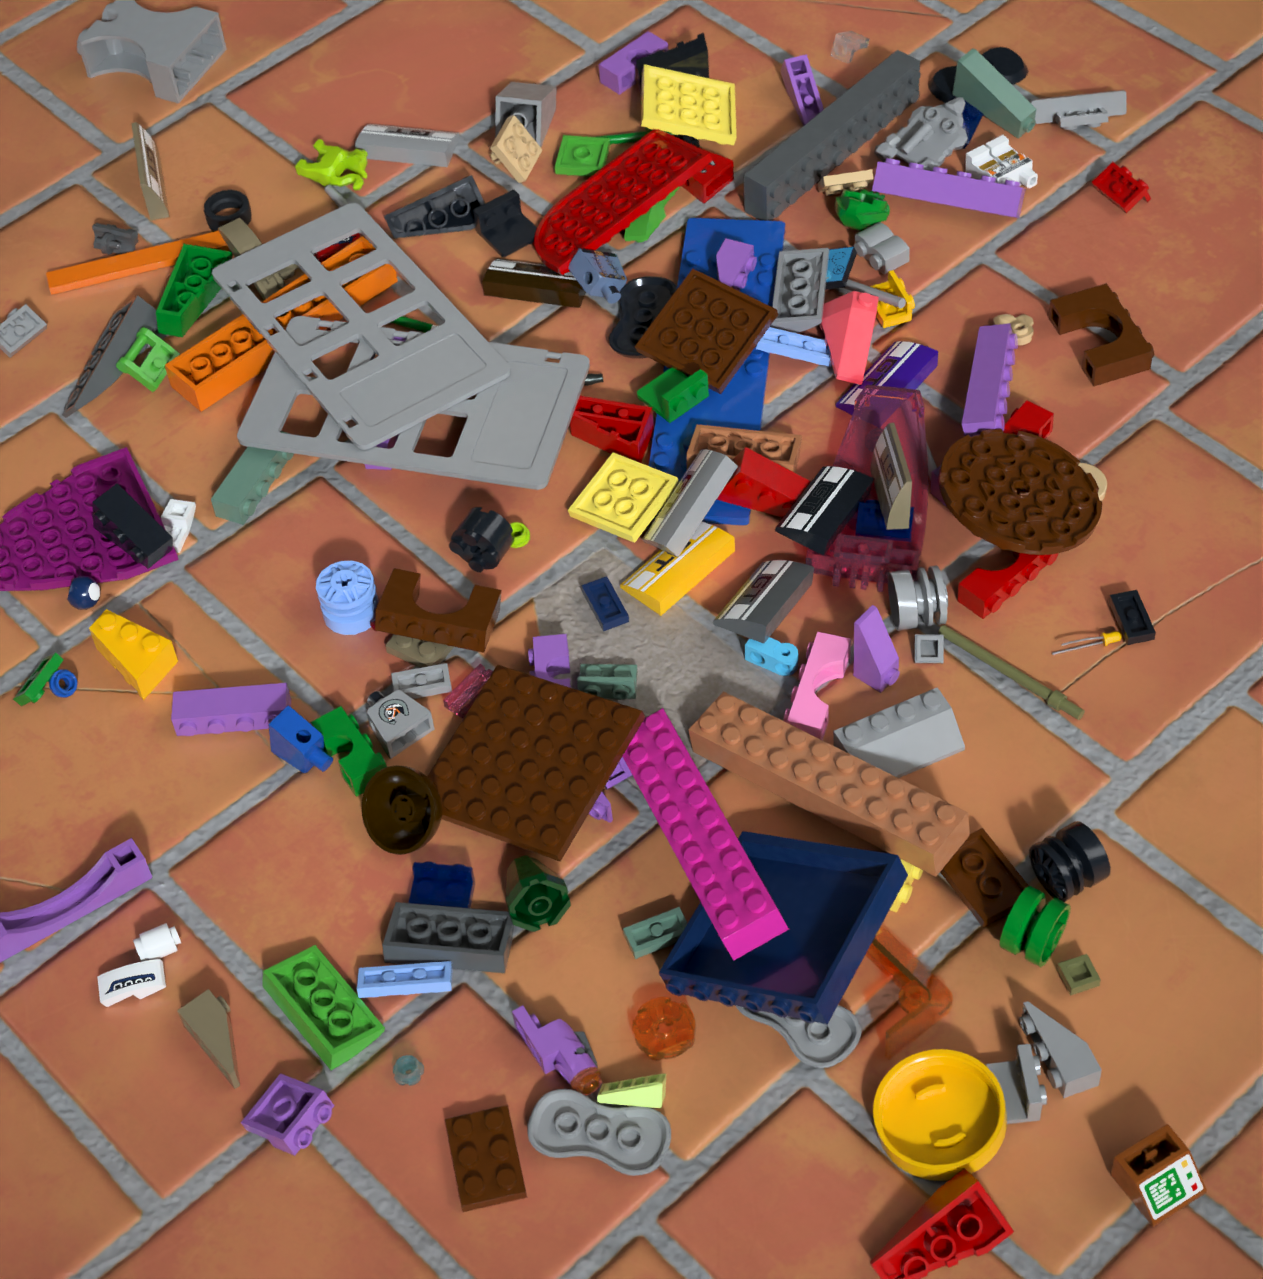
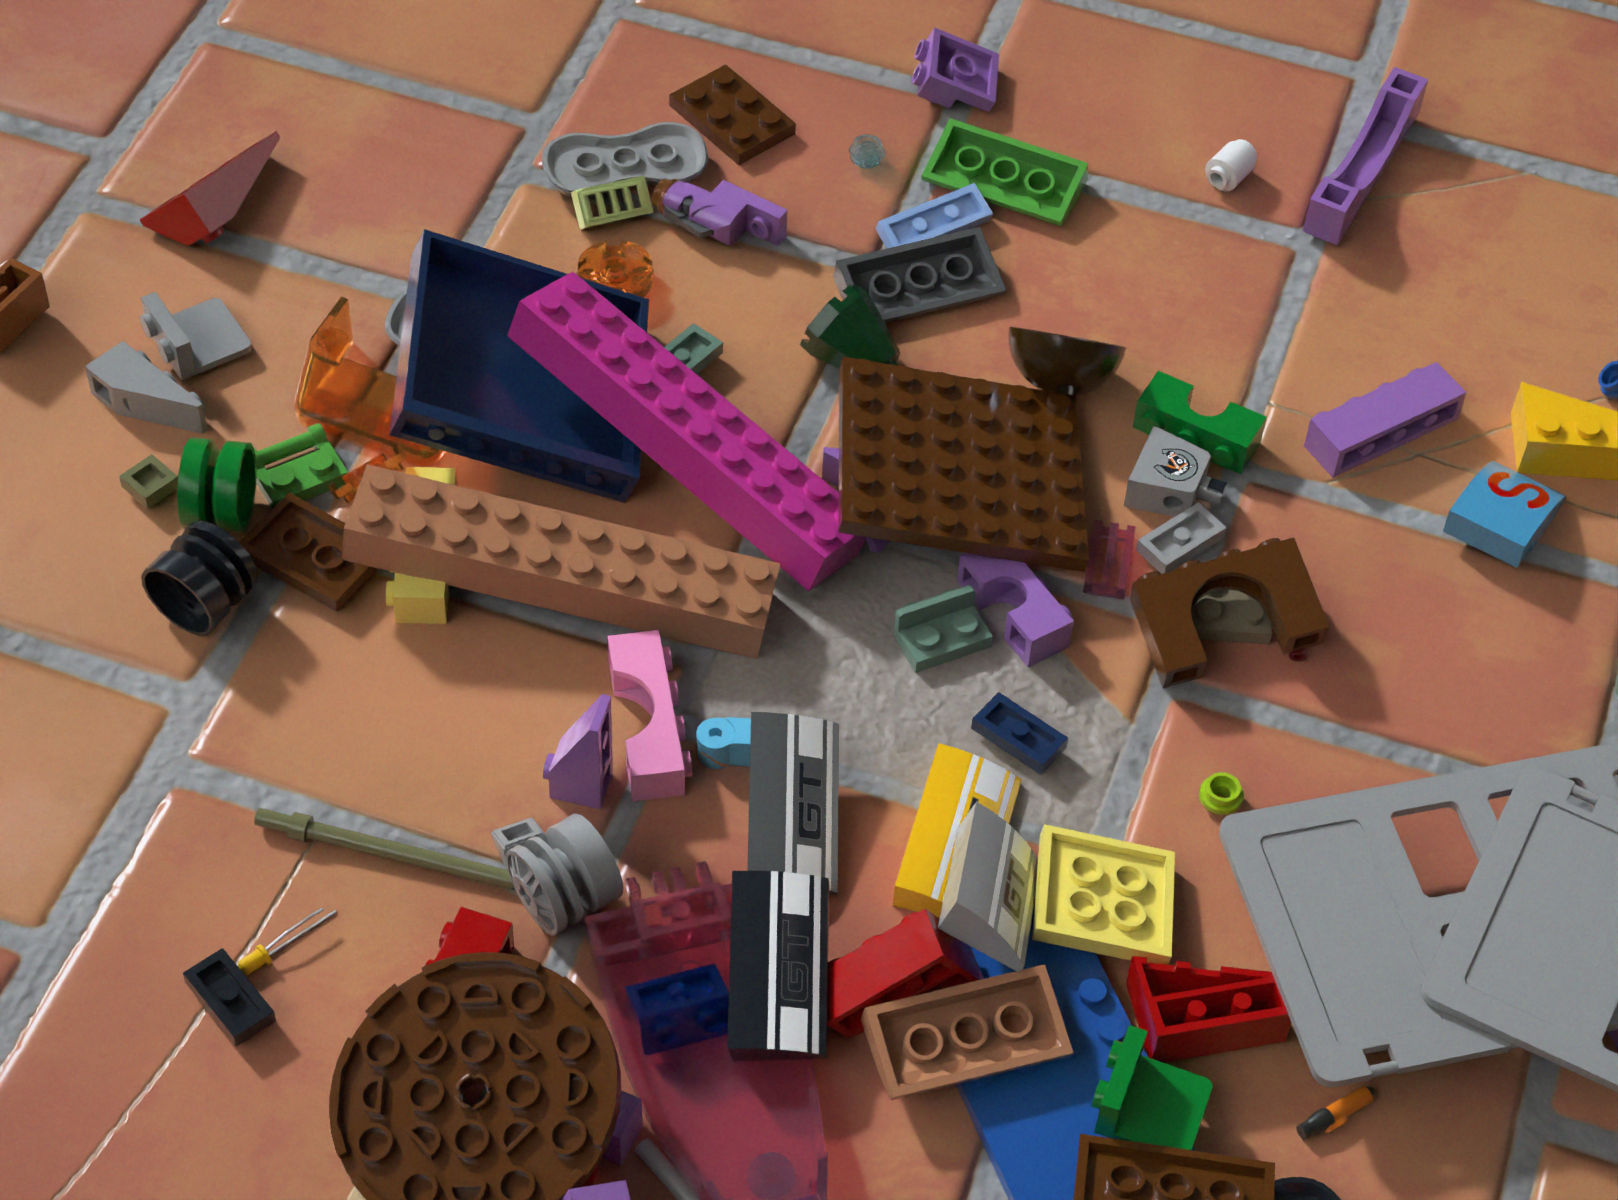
camera: 145 degrees right, 0 degrees up
(134, 979) = (1223, 127): white slope -> none
(211, 1028) = (1092, 110): dark tan slope -> none
(214, 626) = (1503, 513): none -> dark azure slope
(298, 742) = (1267, 388): blue torso -> none
(347, 597) = (1366, 591): light blue wheel -> none
(442, 885) = (965, 325): clear blue bracket -> none
(482, 539) = (1253, 735): black brick -> none
(892, 479) = (685, 1018): dark tan slope -> none
(904, 735) = (502, 684): light grey slope -> none
(936, 913) = (354, 477): none -> clear orange plate
(940, 1114) = (258, 282): yellow brick -> none
(969, 945) = (303, 476): none -> bright green plate

